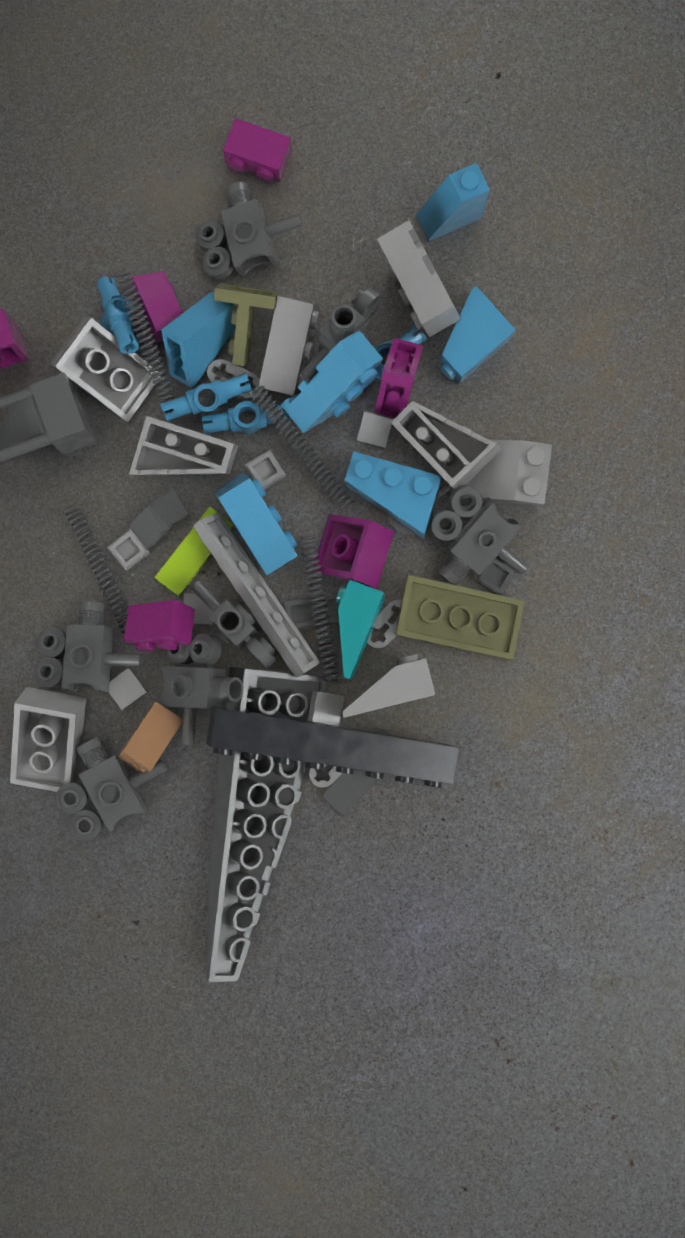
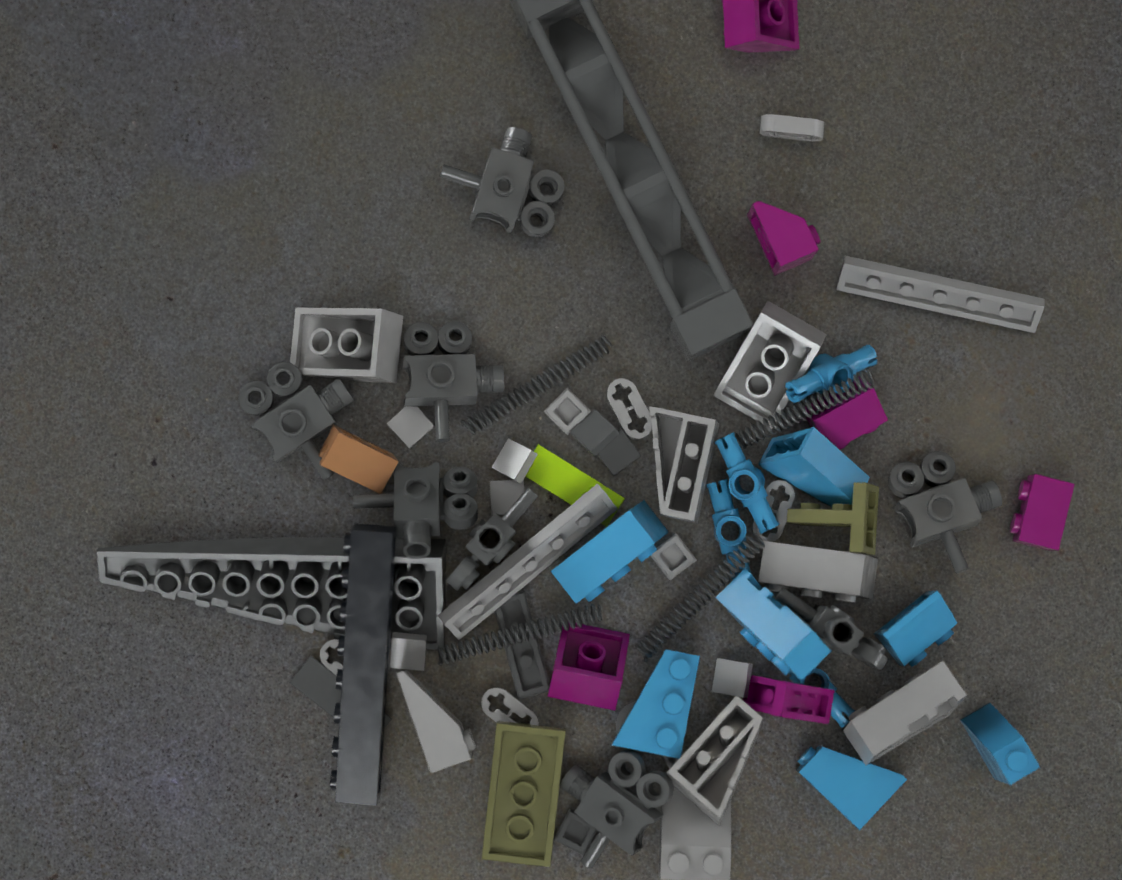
camera: 85 degrees right, 0 degrees up
(59, 217) = (940, 294): none -> light grey plate
(129, 488) = (637, 405): none -> light grey beam
(159, 625) = (482, 457): magenta brick -> none
(165, 591) = (514, 460): none -> light grey tile
(345, 264) = (917, 628): none -> dark azure slope
(357, 617) = (510, 677): teal slope -> none

